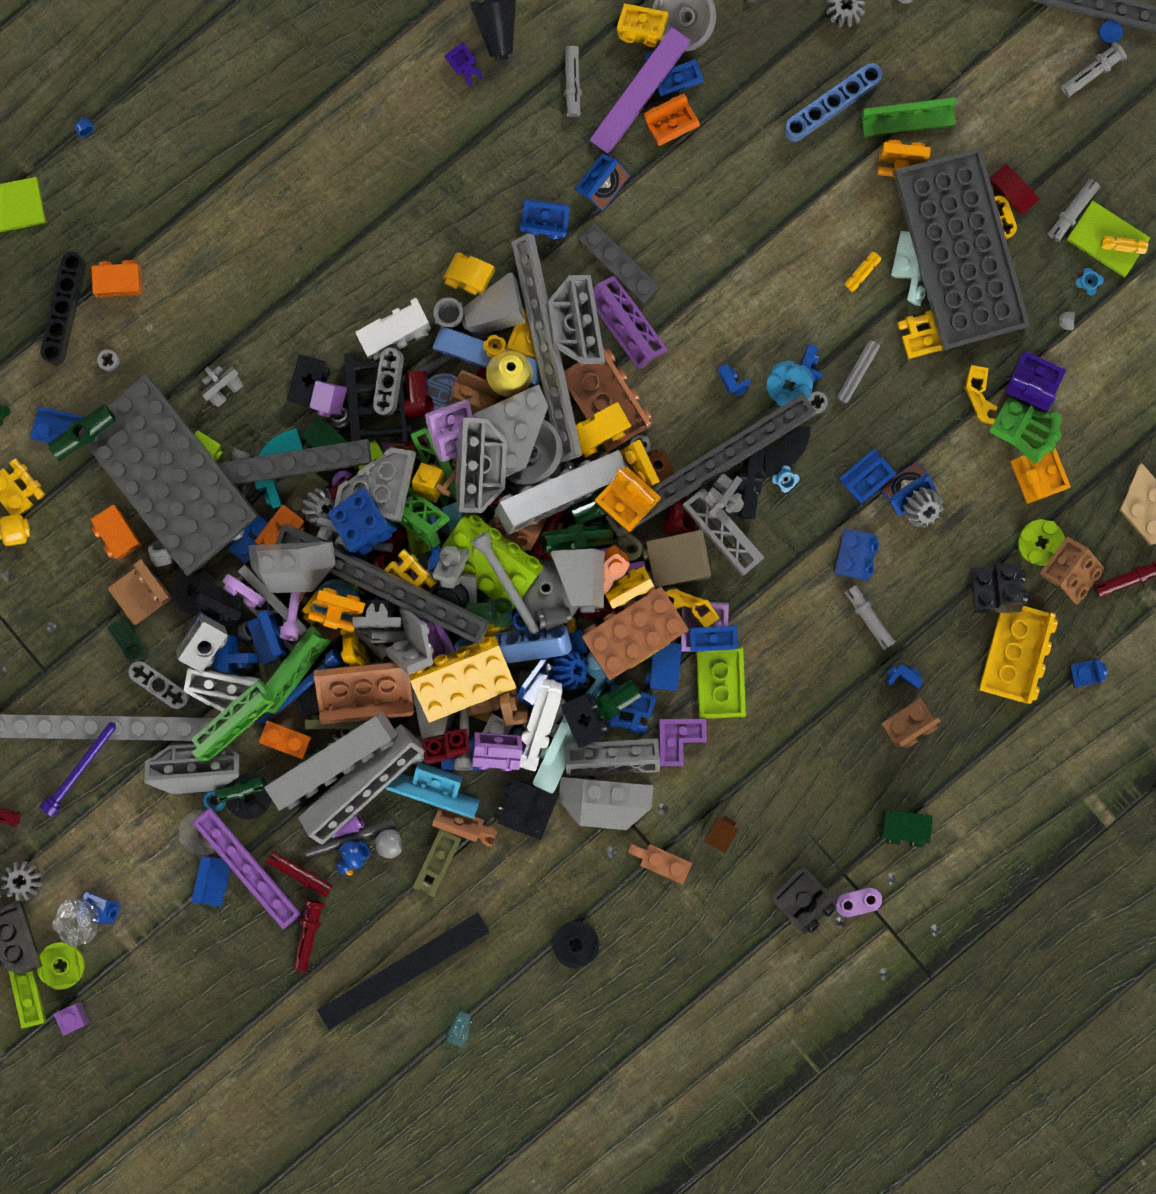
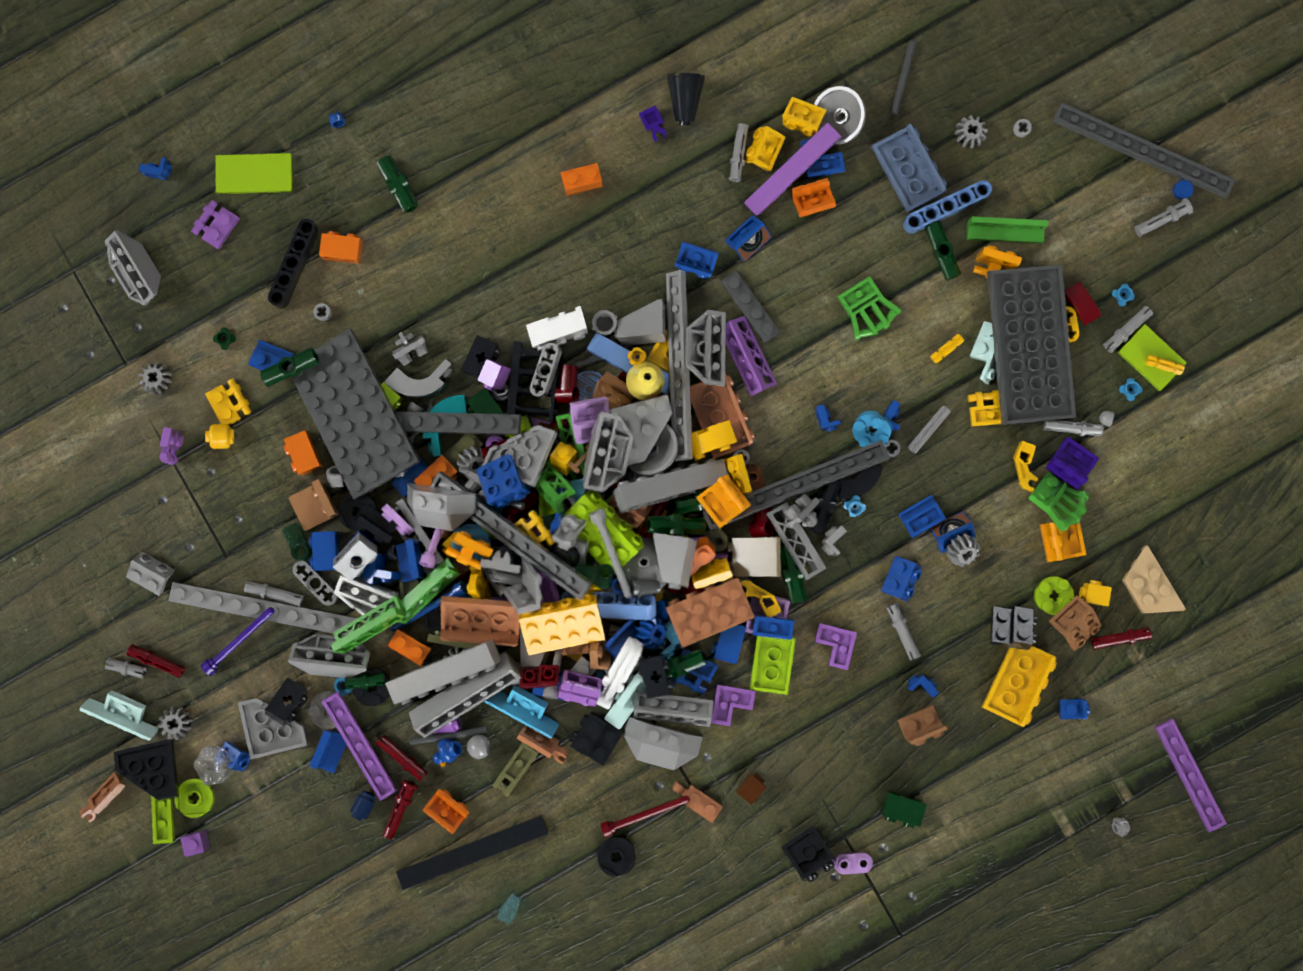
camera: 10 degrees right, 0 degrees up
(100, 704) = (267, 591): none -> light grey pin
(135, 868) = (266, 735): none -> light grey plate
(150, 819) = (288, 691): none -> black brick
(163, 642) = (324, 548): none -> blue brick
(171, 191) = (397, 184): none -> dark green piece
(240, 430) = (420, 388): none -> light grey arch
(263, 938) = (362, 805): none -> dark blue brick
(364, 926) = (446, 810): none -> orange bracket
(390, 146) = (581, 179): none -> orange brick
(469, 274) = (626, 294): yellow brick -> none
(562, 911) = (609, 828): none -> dark red piece
(602, 70) = (764, 148): none -> yellow bracket
(726, 575) = (792, 577): none -> dark green piece
(748, 229) = (859, 298): none -> bright green plate
(764, 518) = (833, 535): none -> light grey bracket
(780, 64) = (909, 168): none -> sand blue bracket
(798, 642) = (842, 644): none -> medium lavender plate
(828, 143) = (939, 239): none -> dark green piece
(1034, 338) = (1081, 428): none -> light grey pin
(1065, 165) = (1129, 295): none -> dark azure plate
(1089, 531) = (1095, 593): none -> yellow brick

